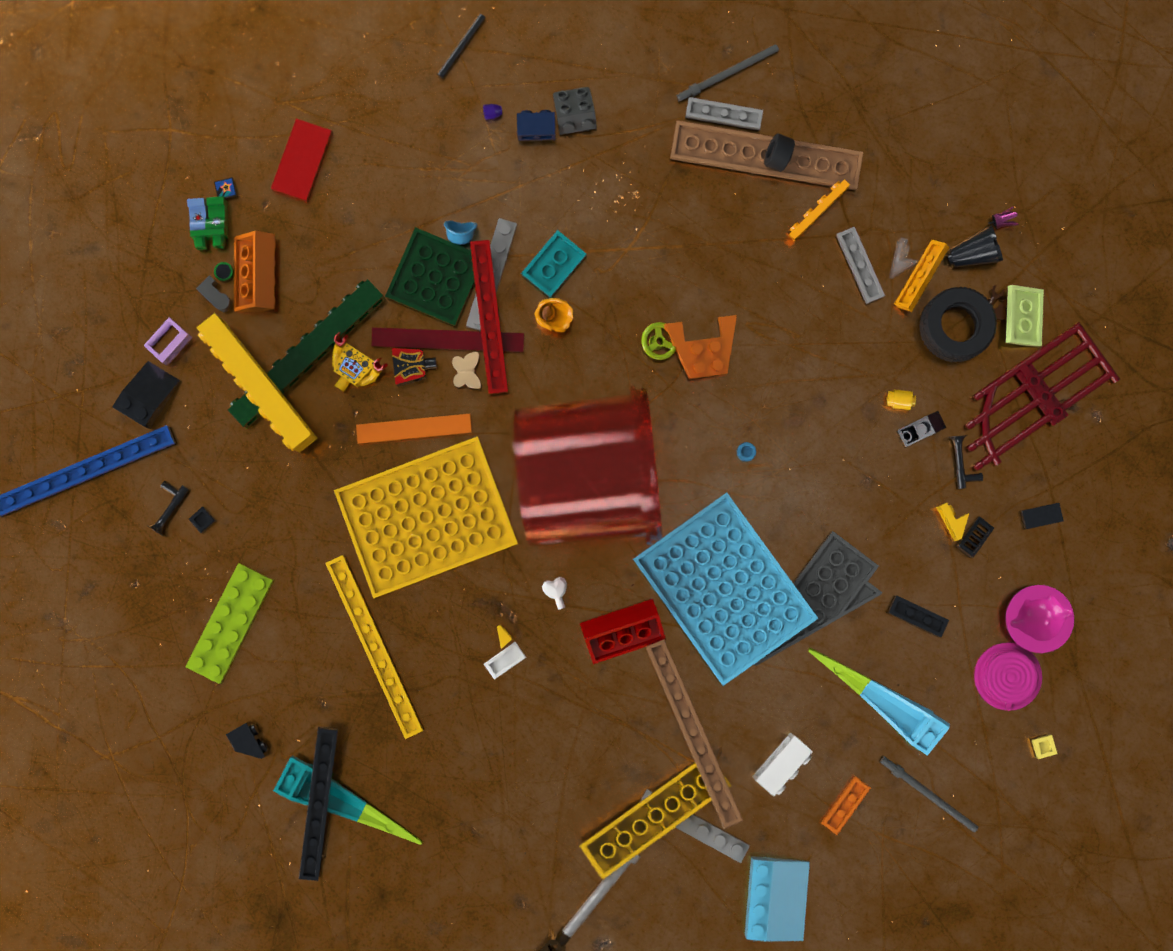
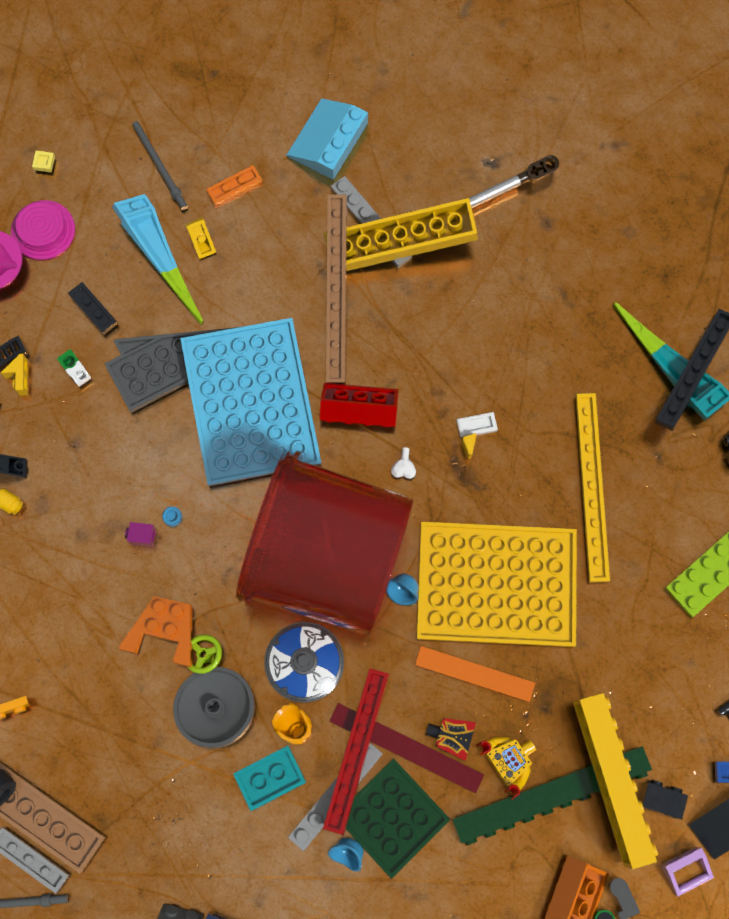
camera: 160 degrees left, 10 degrees down
(202, 519) = (713, 674): black tile -> none
(208, 390) = (663, 800): none -> black brick
(465, 371) = (401, 707): tan animal -> none
(505, 475) = (403, 589): none -> dark azure helmet
(567, 371) = (304, 662): none -> dish
(627, 299) = (214, 708): none -> dark grey dish
(766, 422) = (140, 534): none -> magenta brick
(782, 765) = (271, 234): white brick -> none
(849, 732) = (200, 238): none -> yellow slope
(904, 549) = (74, 367): none -> leg

